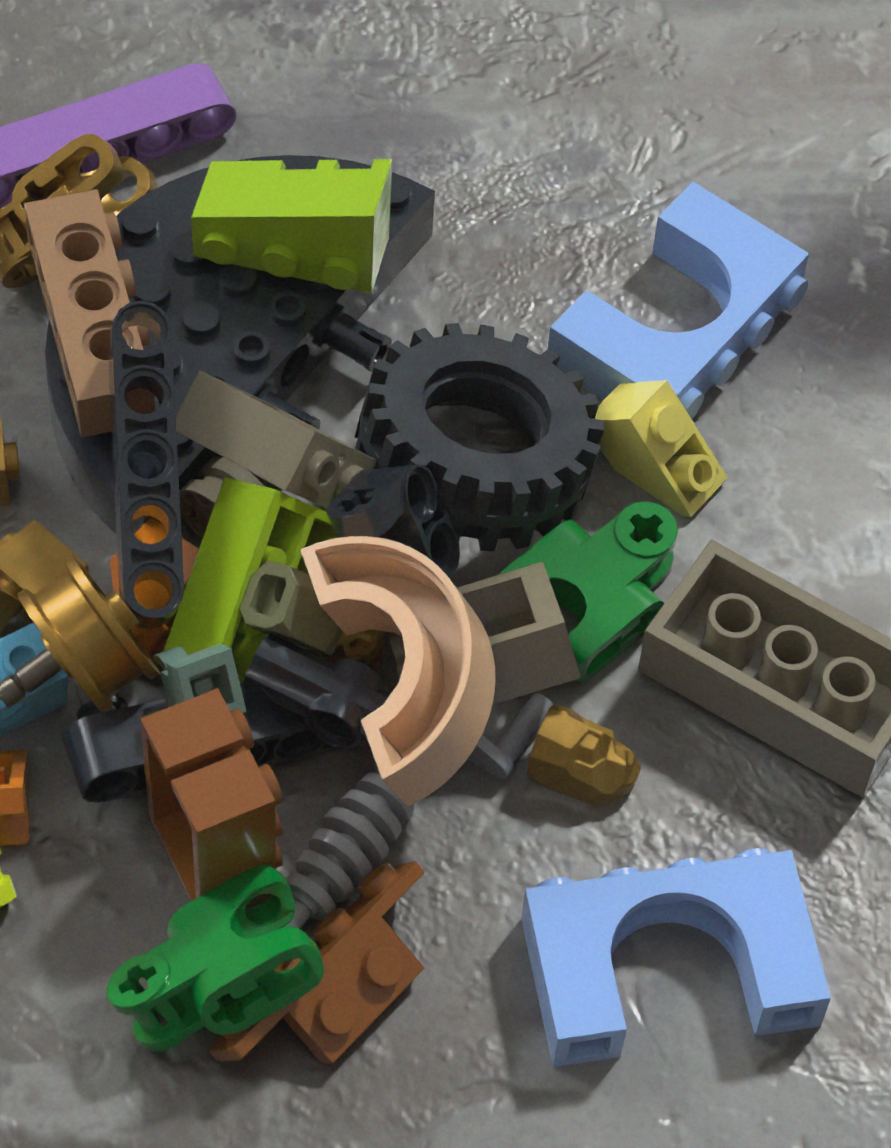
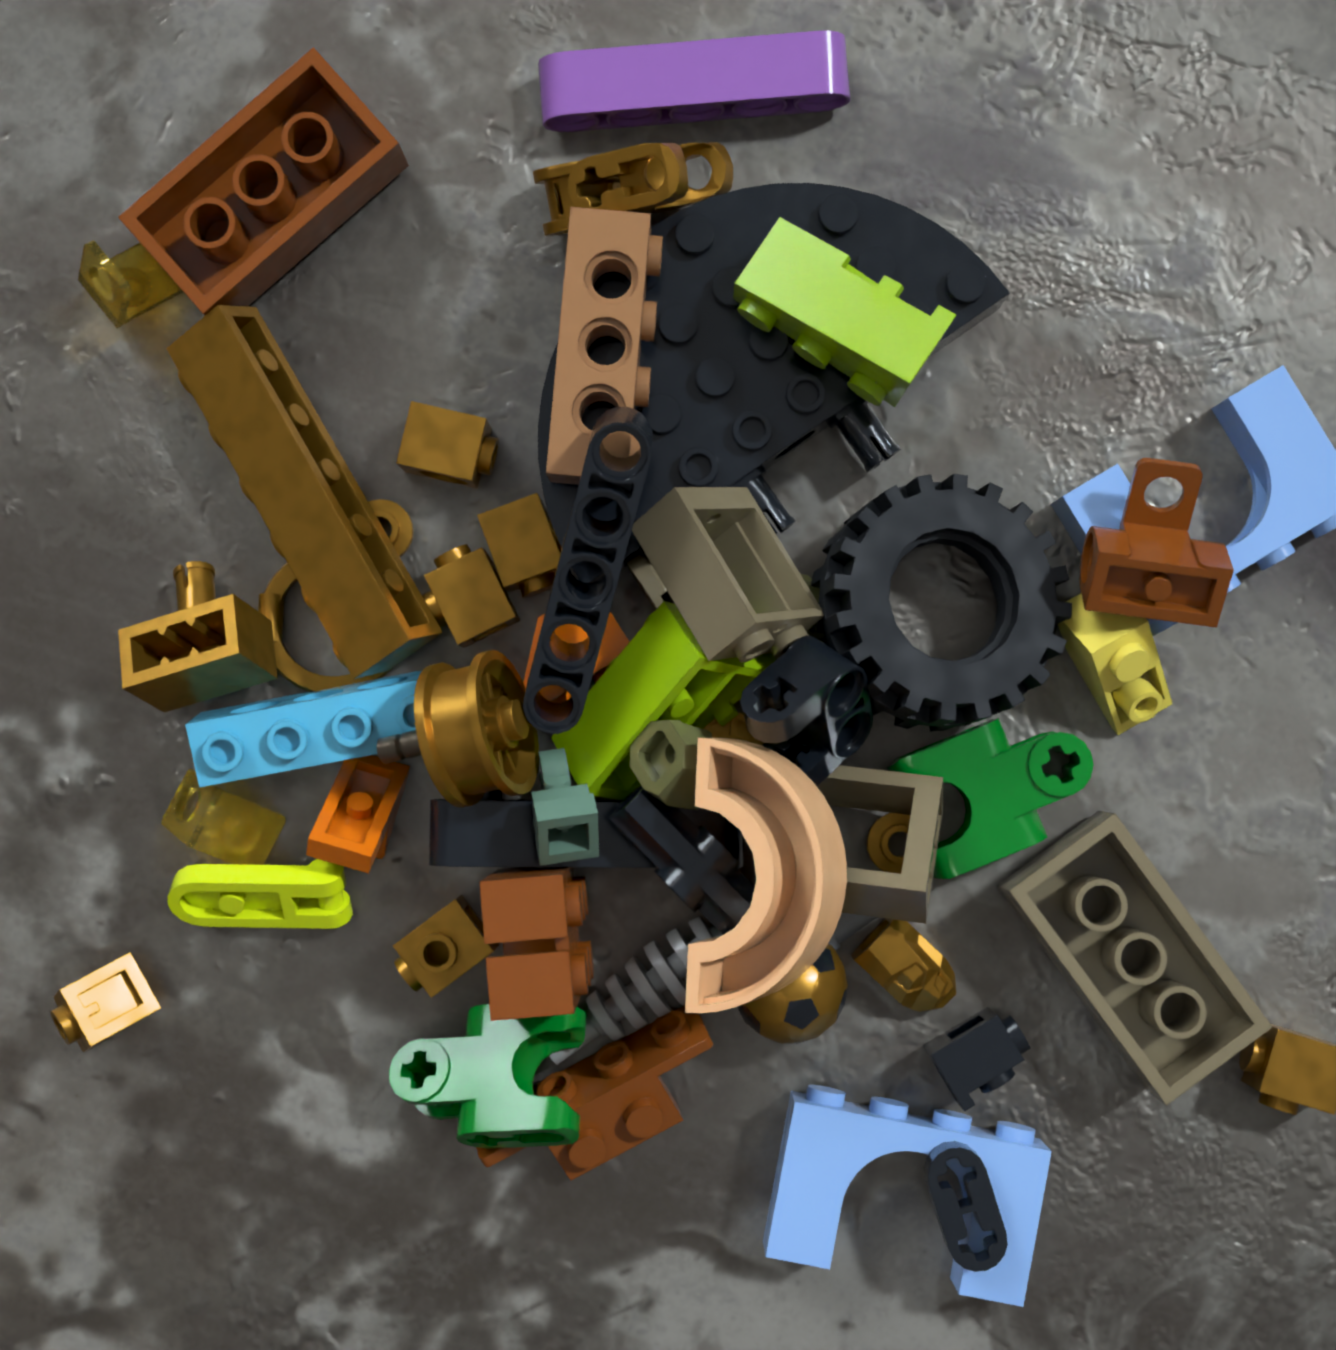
camera: 30 degrees right, 30 degrees up
(74, 514) = (522, 545): none -> pearl gold brick
(122, 882) = (442, 948): none -> pearl gold brick
(484, 801) = (804, 1006): none -> pearl gold piece
(645, 333) = (1151, 562): none -> dark orange piece
(683, 808) = (978, 1054): none -> black brick
(723, 921) = (979, 1201): none -> black beam

